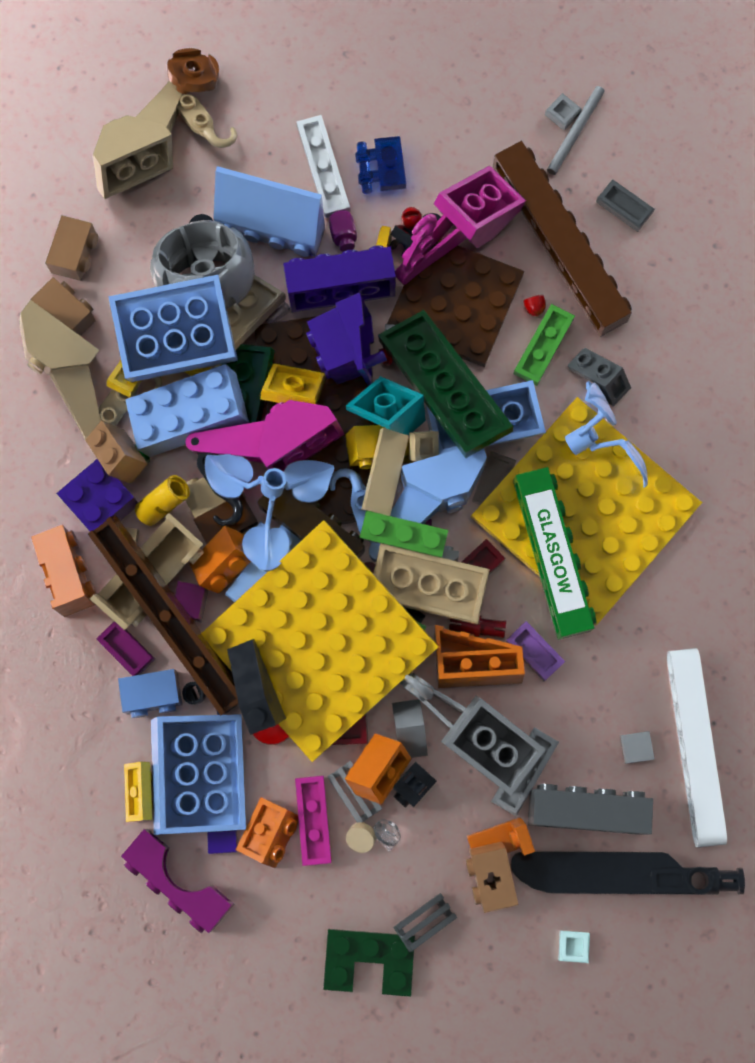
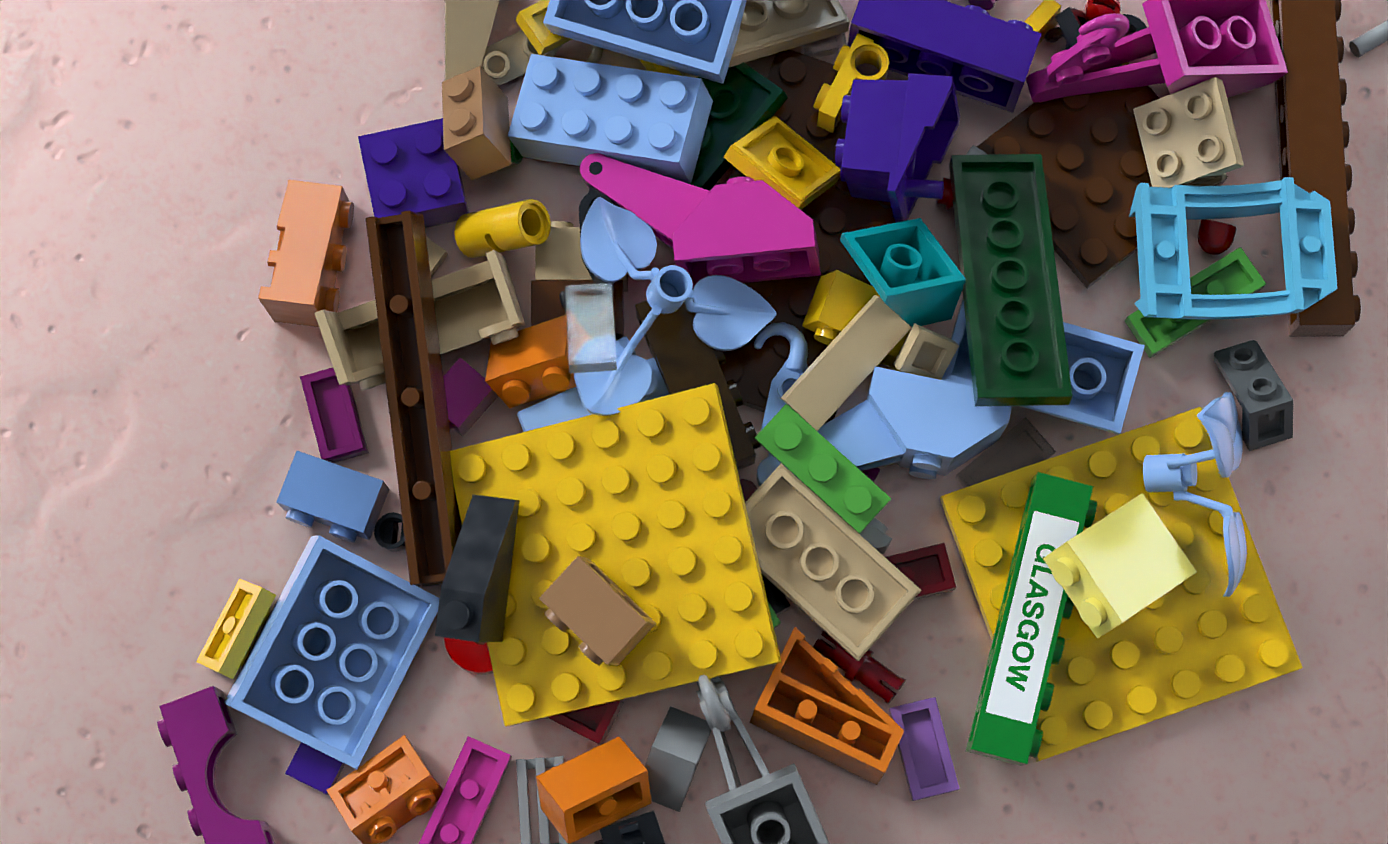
camera: 30 degrees right, 0 degrees up
(241, 526) = (591, 328): none -> clear tile
(299, 338) = (830, 96): none -> yellow plate
(329, 674) = (596, 612): none -> medium nougat brick
(495, 261) = (1189, 136): none -> tan plate
(516, 328) = (1165, 258): none -> medium azure wedge
(584, 500) = (1119, 565): none -> light yellow panel

